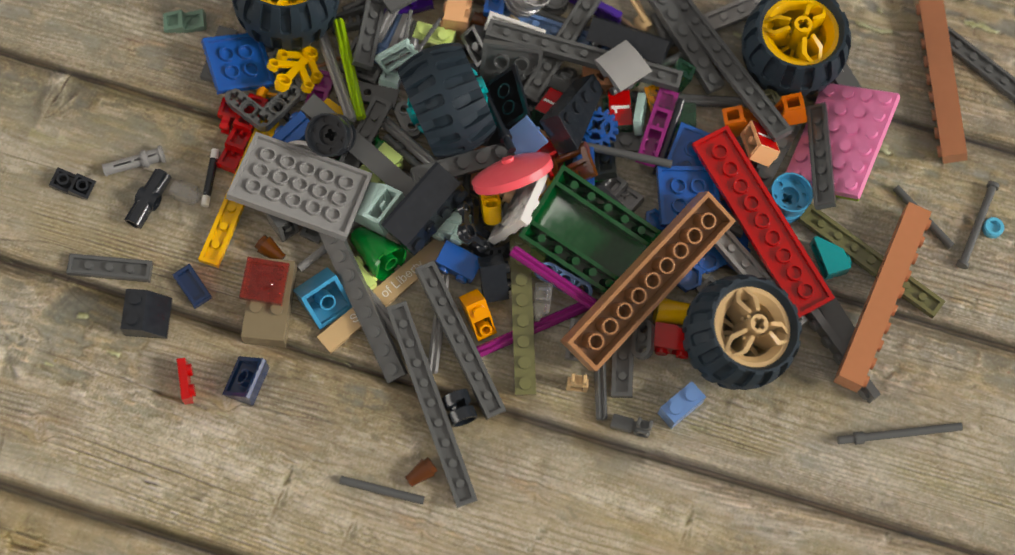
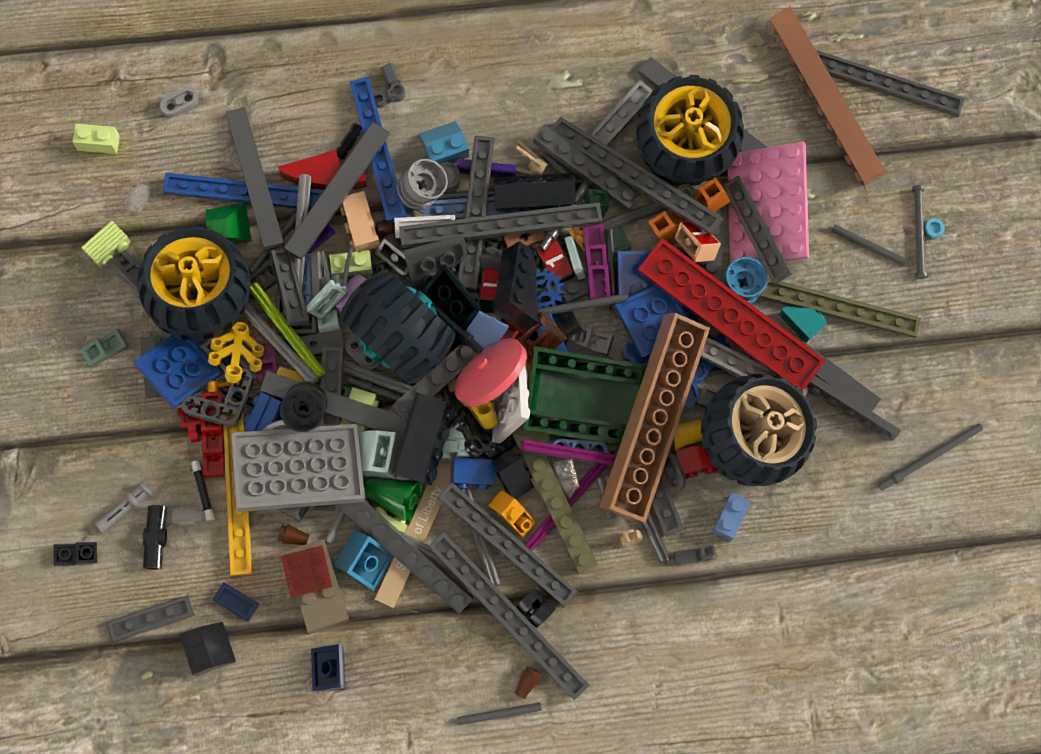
camera: 25 degrees left, 5 degrees up
(187, 389) = (270, 686): red plate -> none
(622, 66) = (543, 222): light grey slope -> none
(882, 298) = (866, 339): nougat brick -> none

